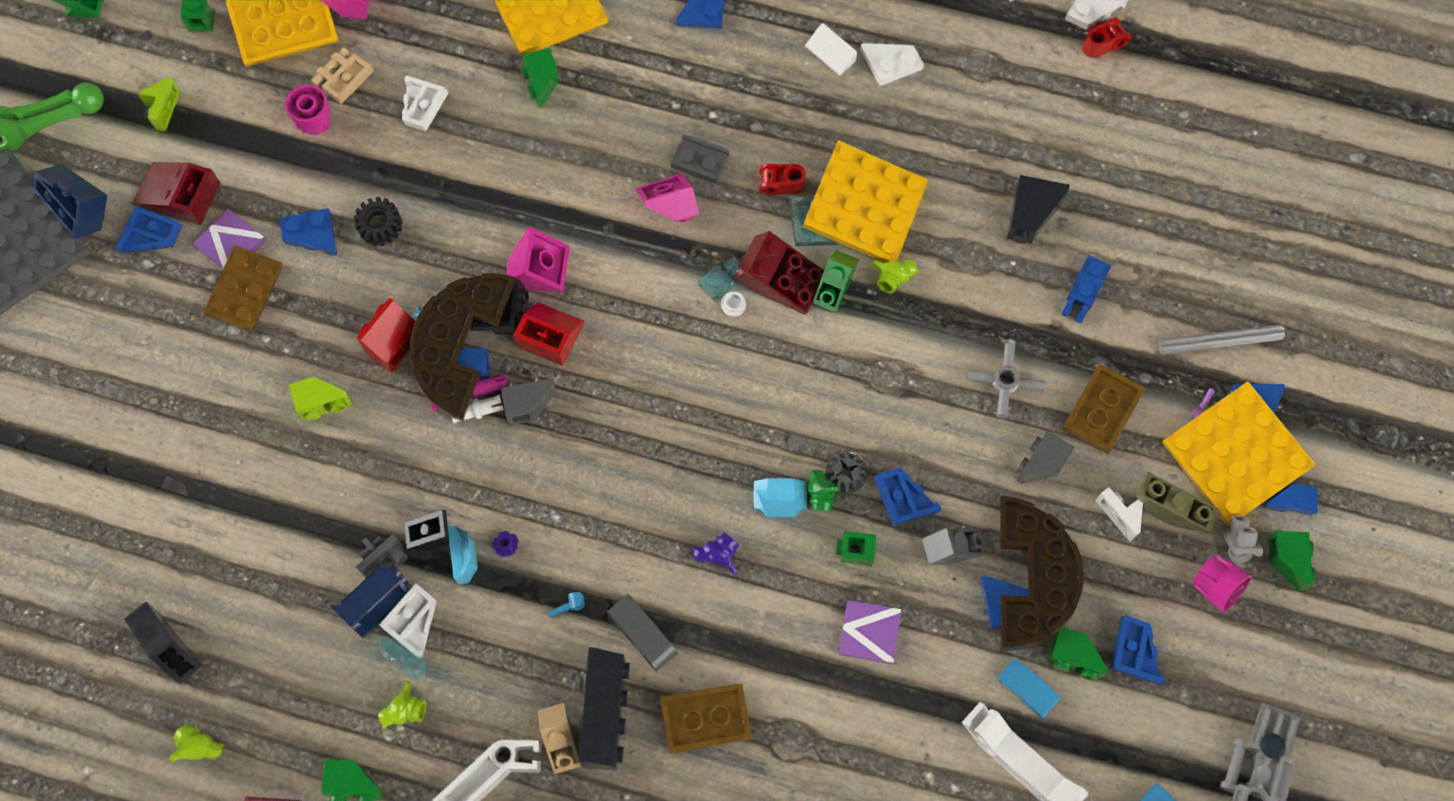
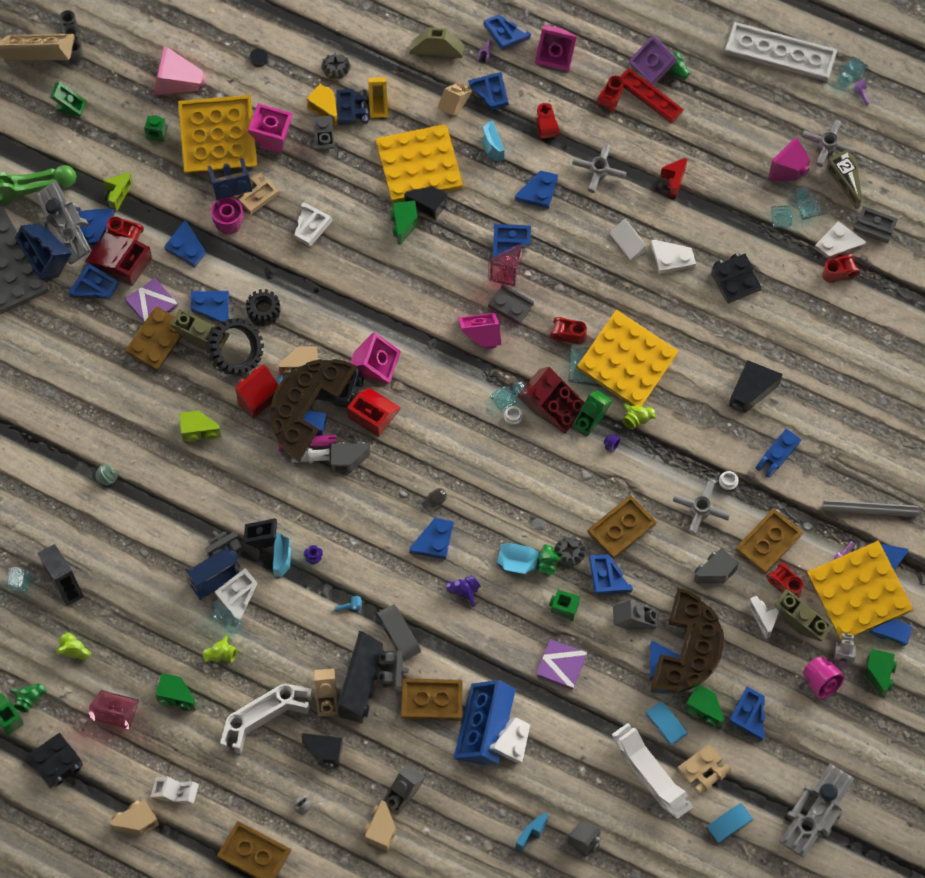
camera: 10 degrees right, 5 degrees down
(92, 147) = (67, 218): none -> light grey piece
(104, 659) = (18, 579): none -> clear light blue slope
(136, 154) = (97, 223): none -> blue wing
(179, 150) = (126, 228): none -> red piece
(204, 488) = (106, 474): none -> sand green piece
(262, 159) = (185, 245): none -> blue wing
(297, 269) = (195, 330): none -> olive slope
(306, 68) = (230, 183): none -> dark blue window
(320, 291) = (255, 344): none -> black tyre
(435, 281) = (297, 358): none -> tan slope
(567, 45) = (428, 200): none -> black slope
(645, 687) = (393, 669): none -> dark grey hips
(654, 435) = (435, 498): none -> clear smoke cylinder
(664, 491) = (434, 539): none -> blue wing
(681, 75) = (510, 236): none -> blue wing
(684, 110) = (506, 266): none -> clear pink slope
(785, 739) = (483, 720): none -> blue slope
(828, 756) = (512, 740): none -> white wing
(869, 315) = (612, 442): none -> dark purple plate
(908, 426) = (622, 527): none -> pearl gold plate
(977, 73) = (735, 277): none -> black plate
(1031, 337) = (728, 480): none -> white plate
(1087, 736) = (701, 763): none -> tan plate
(1138, 457) = (783, 578): none -> red piece

